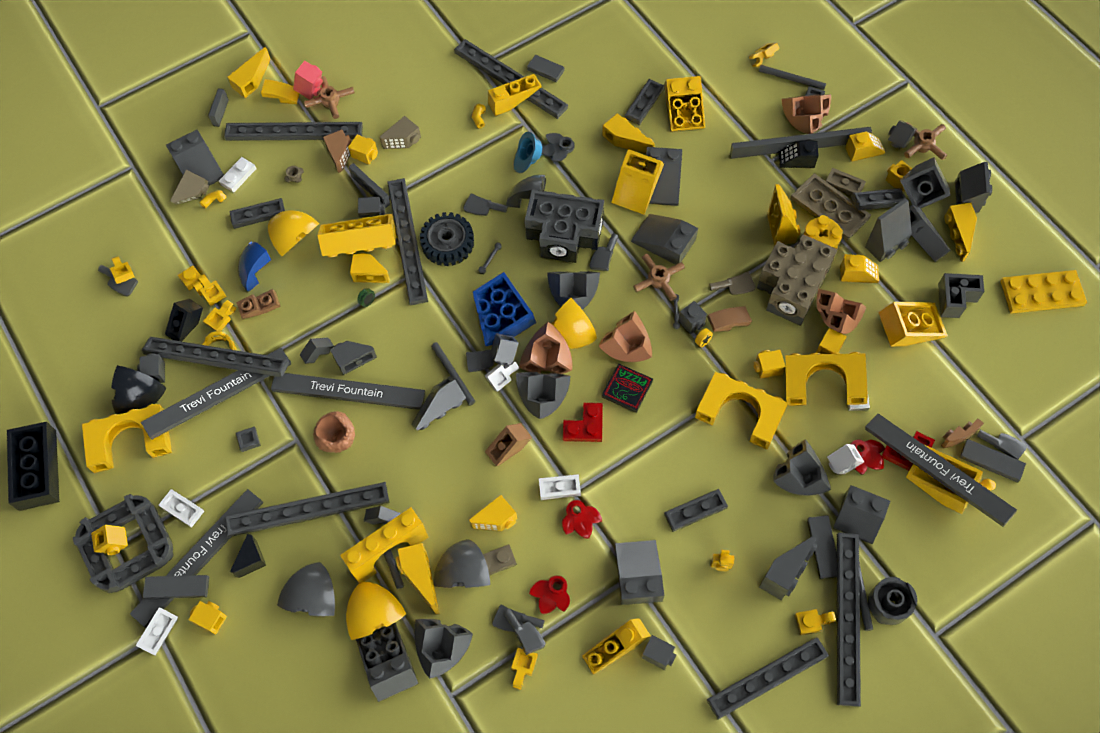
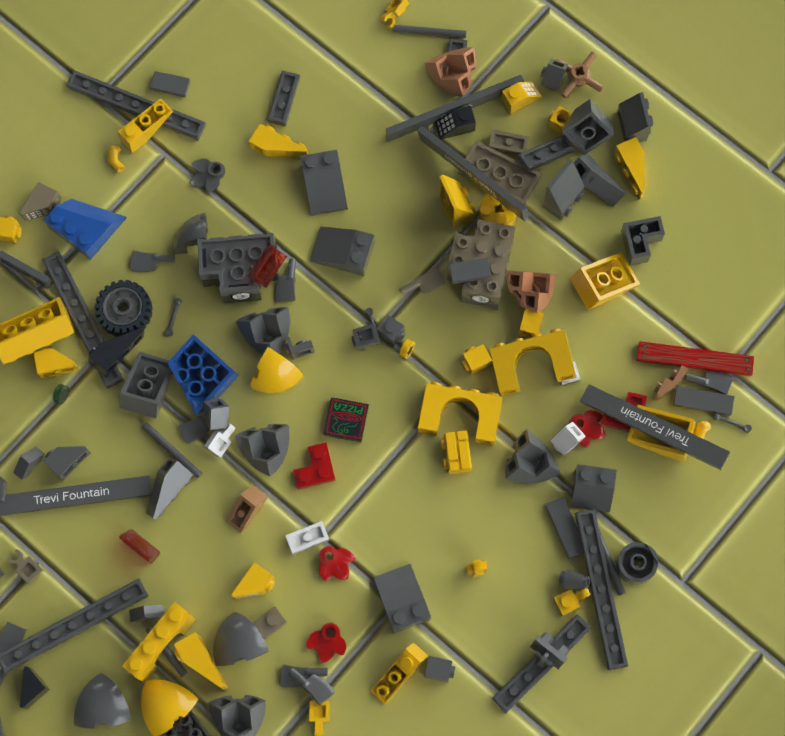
camera: 15 degrees left, 10 degrees up
(282, 443) = (27, 568): none -> dark tan plate
(334, 432) = (74, 544): nougat hair -> none
(370, 207) = (35, 295): dark grey brick -> none
(395, 452) = (140, 545): none -> clear red slope
(426, 271) = (112, 352): none -> black slope
(432, 162) = (83, 225): none -> blue wedge
(446, 310) = (146, 385): none -> dark grey slope
(528, 152) = (179, 189): dark azure piece -> none
(547, 352) = (258, 405): nougat brick -> none
(590, 226) = (267, 266): none -> clear red slope
(600, 314) = (300, 349): none -> dark grey bracket
(628, 340) = (334, 371): nougat brick -> none
(637, 181) = (300, 198): yellow slope -> none
(659, 277) = (348, 288): medium nougat bar -> none
(665, 316) = (365, 336): none -> dark grey bracket
(684, 103) = (326, 92): yellow slope -> none
(695, 510) = (440, 524): dark grey tile -> none
(727, 318) = (427, 321): medium nougat slope -> none
(730, 444) = (457, 452): none -> yellow brick
(778, 667) = (547, 653): none -> dark grey hips
(781, 576) = (532, 567): dark grey slope -> none
(784, 275) = (470, 270): none -> dark grey tile
(807, 197) = (473, 173): none -> dark grey tile
(820, 600) = (573, 580): none -> dark grey cone
(858, 269) = (542, 236): yellow slope -> none
(992, 418) = (695, 358): none -> red tile
(1032, 498) = (747, 428): none -> dark grey hinge
(1043, 291) = (722, 212): yellow plate -> none

